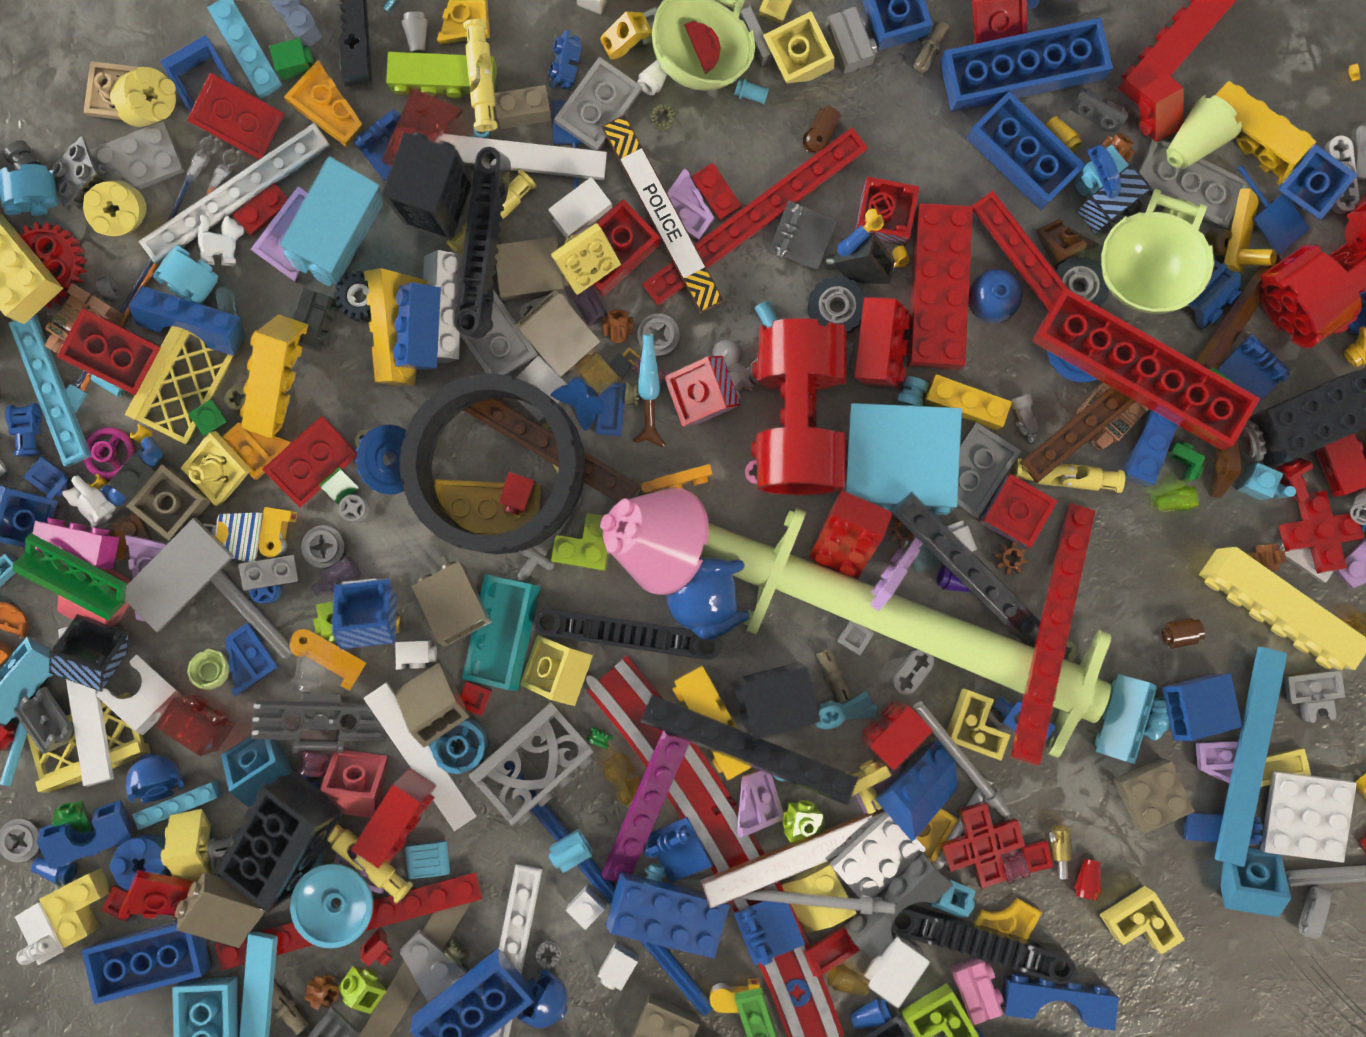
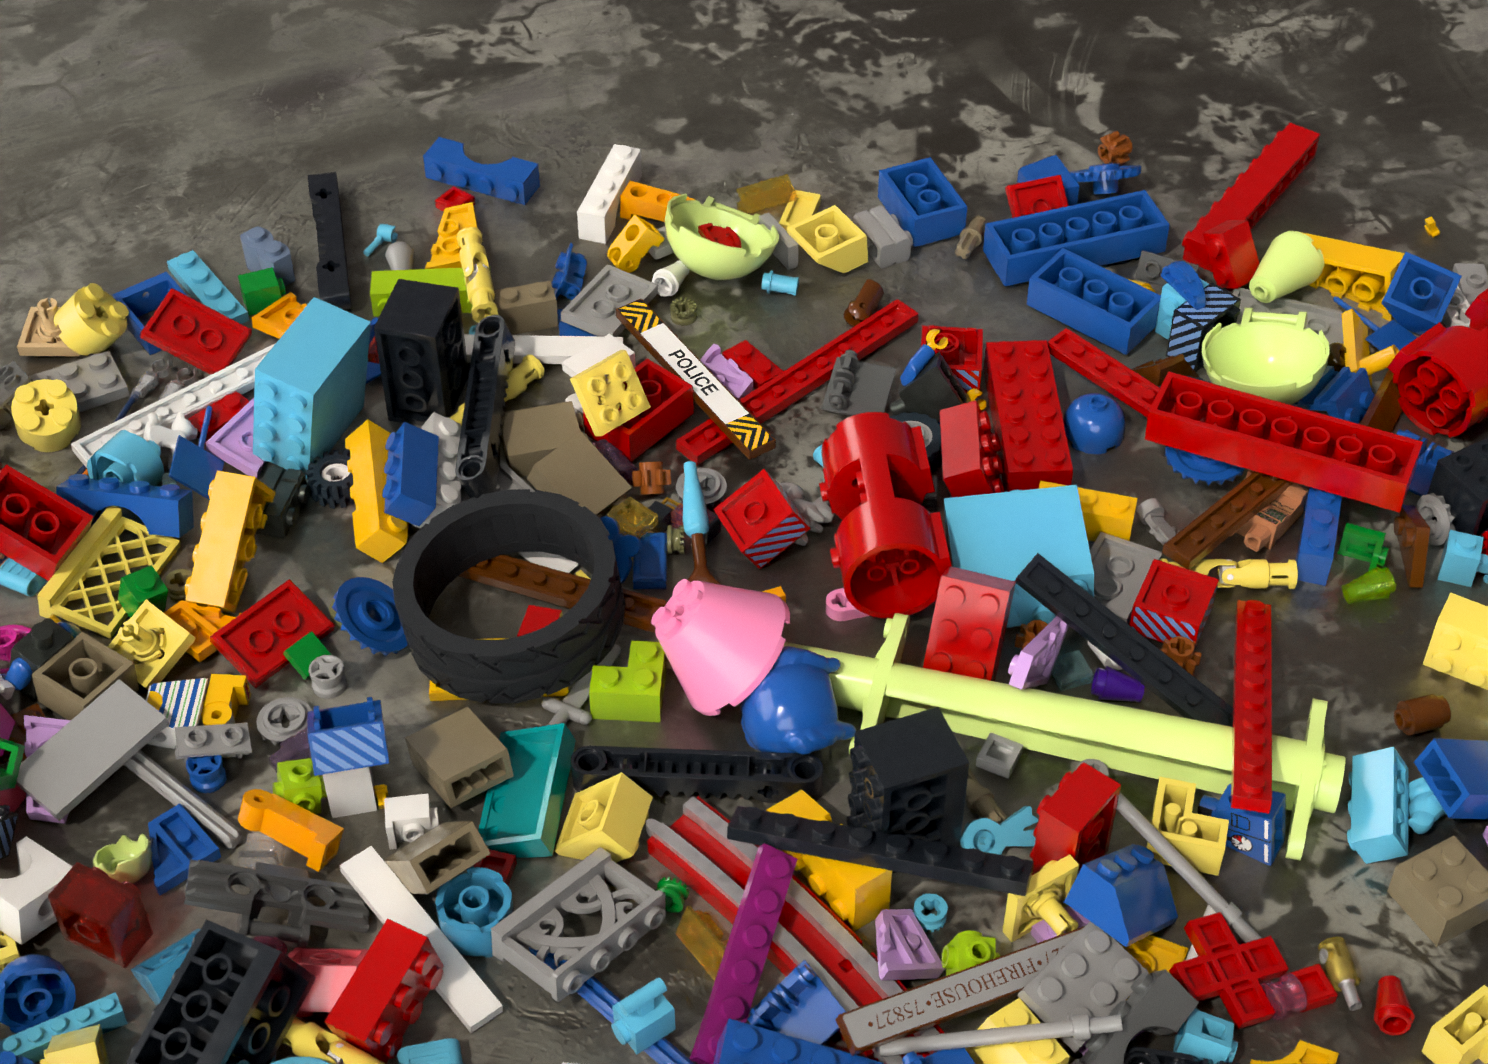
camera: 10 degrees left, 40 degrees down
(244, 275) = (193, 464): none -> blue piece

